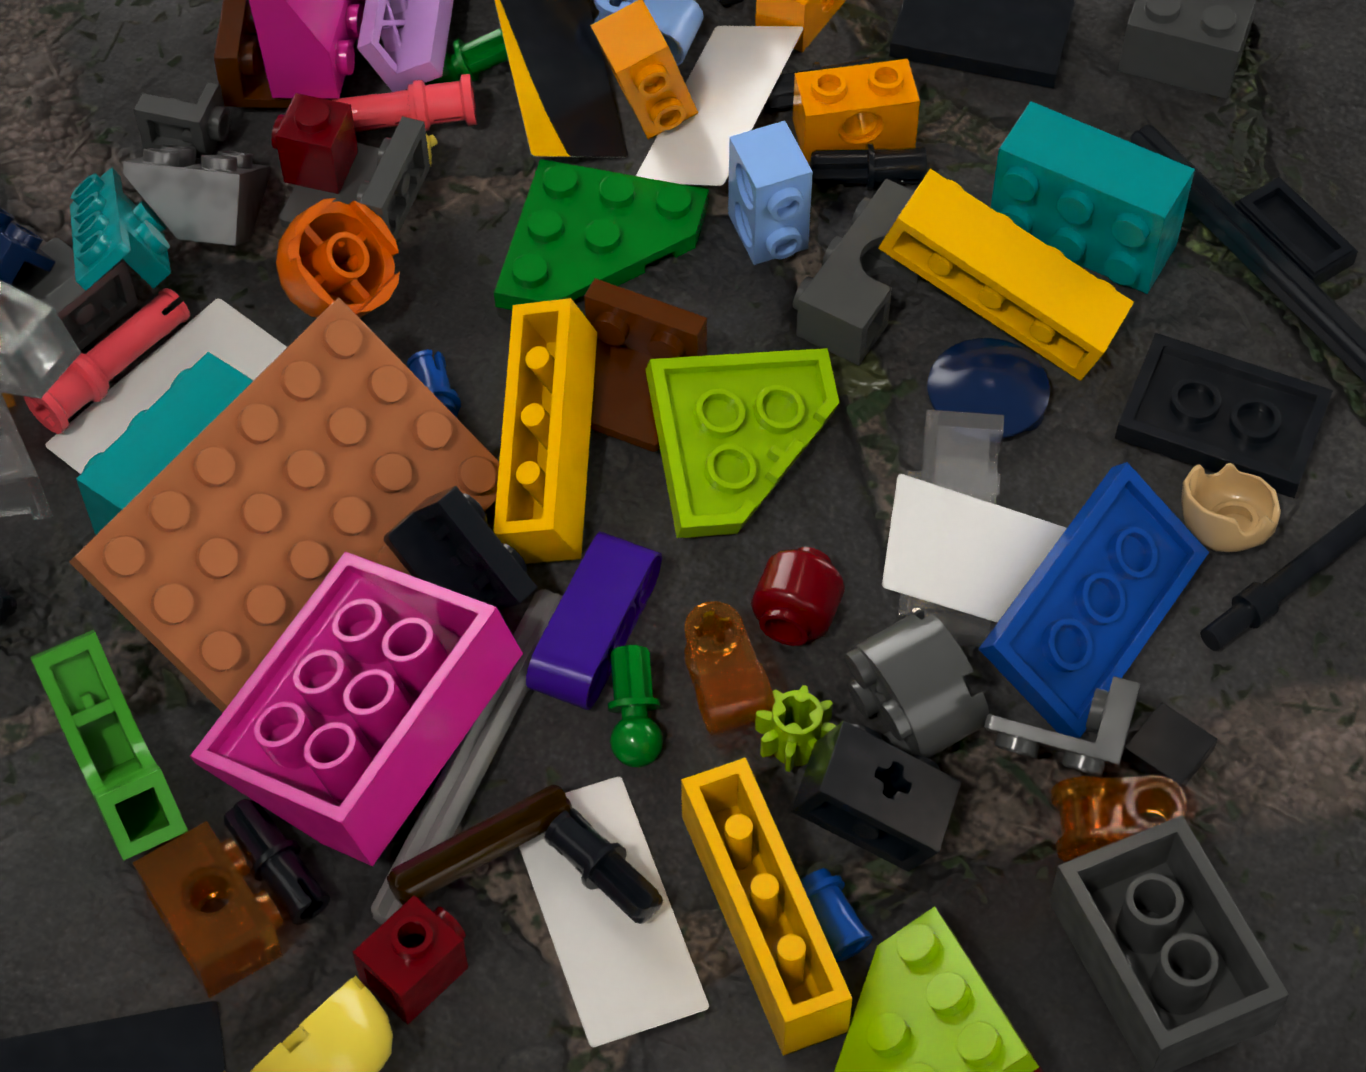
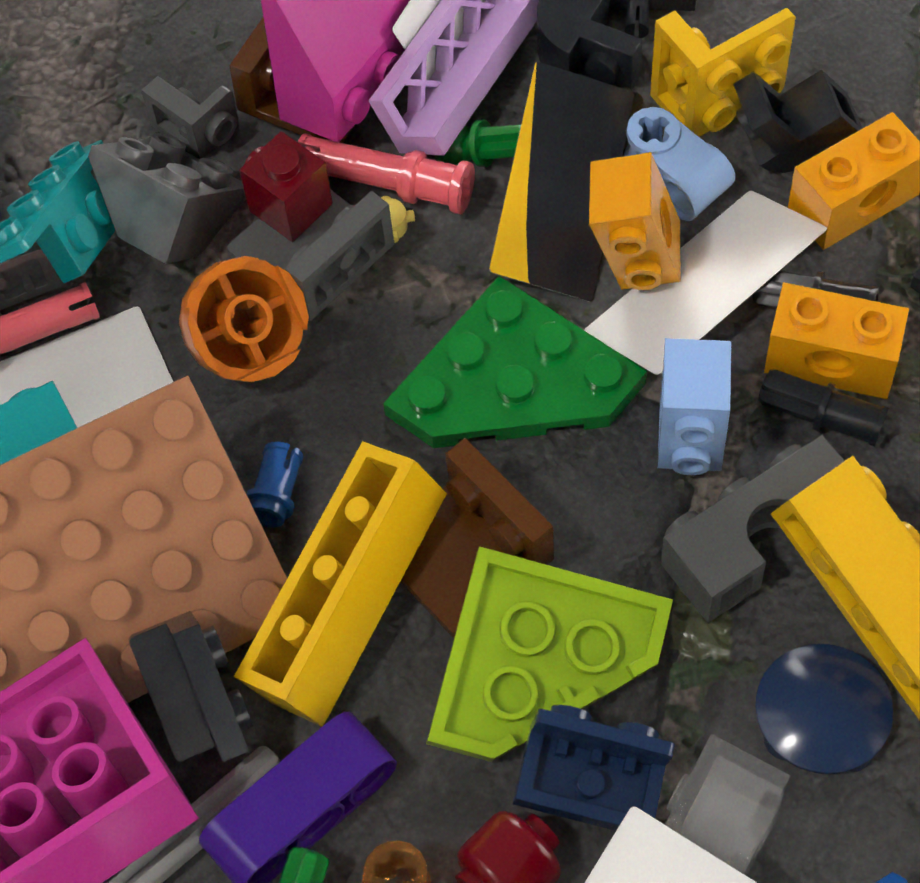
camera: 30 degrees right, 5 degrees up
(829, 495) = (590, 768): none -> dark blue bracket

